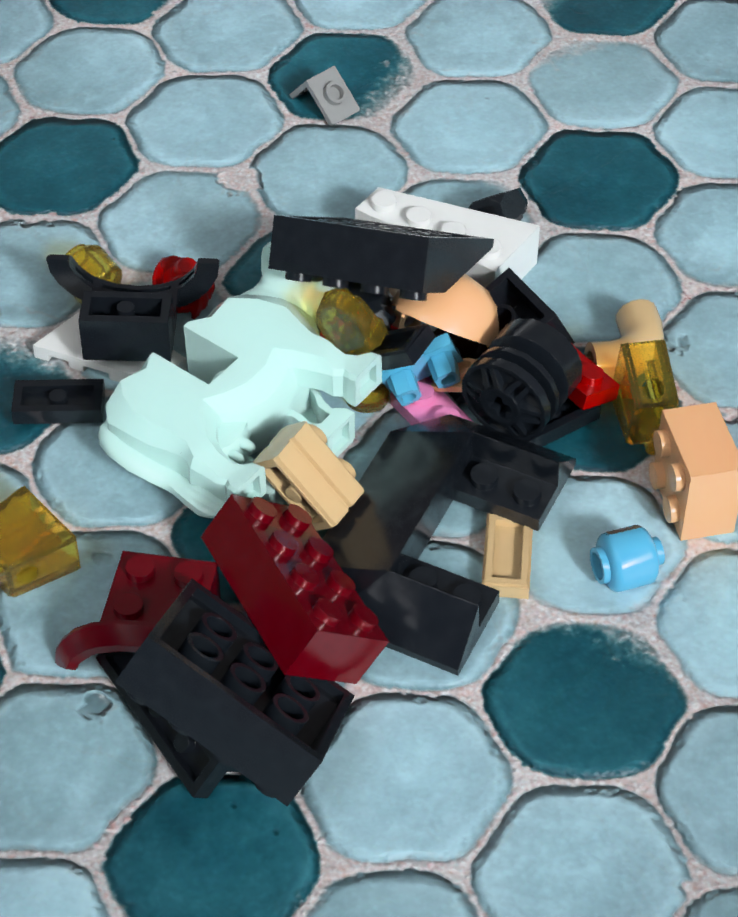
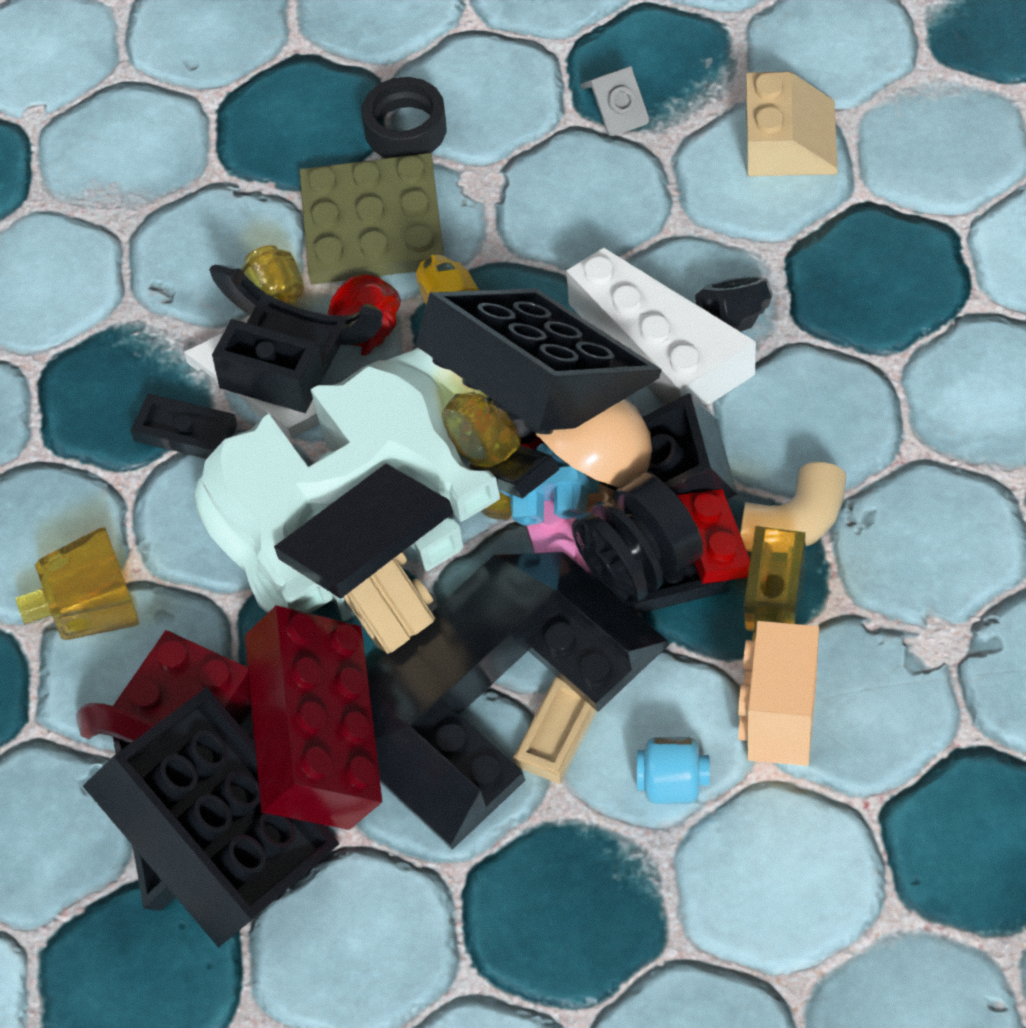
camera: 25 degrees right, 10 degrees up
(153, 123) = (404, 93): none -> black tyre
(156, 217) = (370, 217): none -> olive plate
(243, 250) = (443, 275): none -> yellow rock
(286, 416) = (363, 530): none -> black tile
(475, 88) = (788, 126): none -> tan slope

